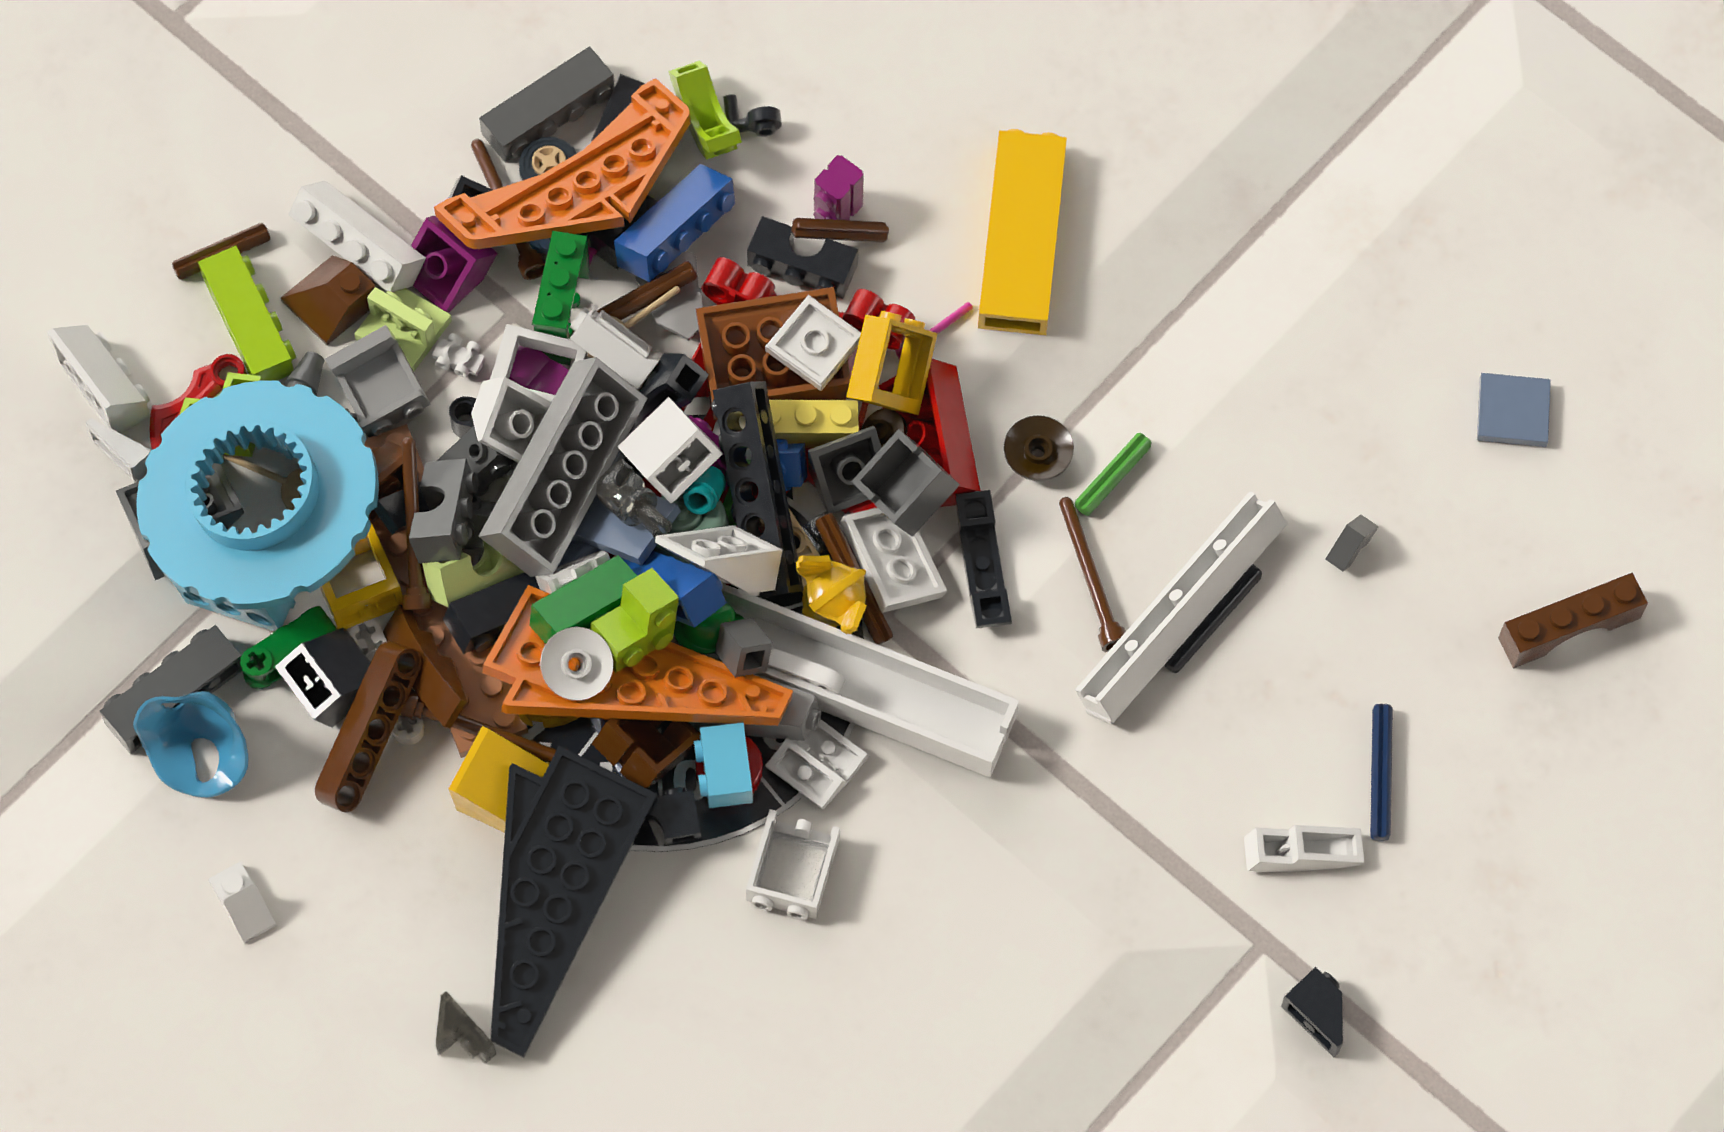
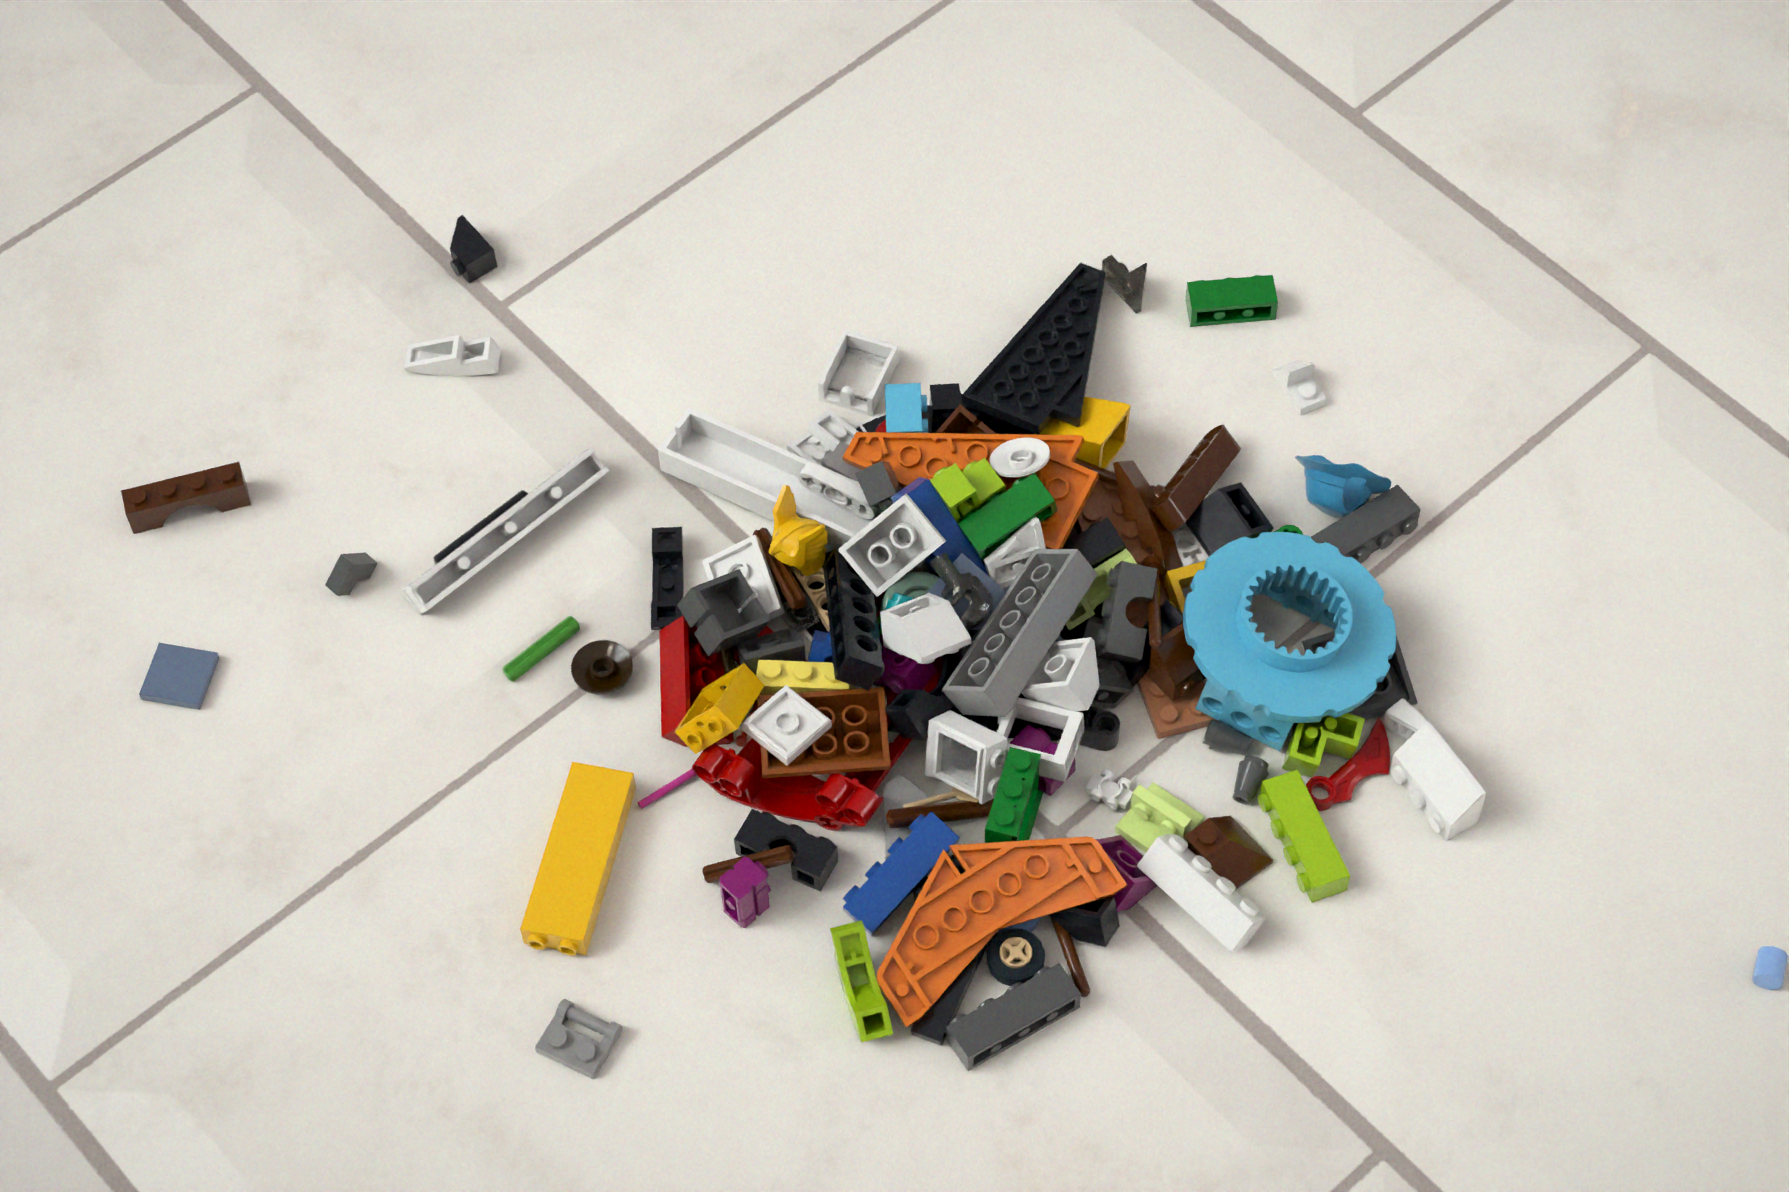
camera: 170 degrees left, 10 degrees down
(244, 240) = (1329, 905): reddish brown axle -> none
(326, 1013) = (1231, 300): none -> green brick
(378, 381) = (1181, 763): light grey panel -> none
(760, 120) = (808, 983): black plate -> none
(991, 47) = (574, 1048): none -> light grey plate
(1110, 630) = (570, 520): reddish brown piece -> none
(1381, 772) = (375, 409): dark blue axle -> none

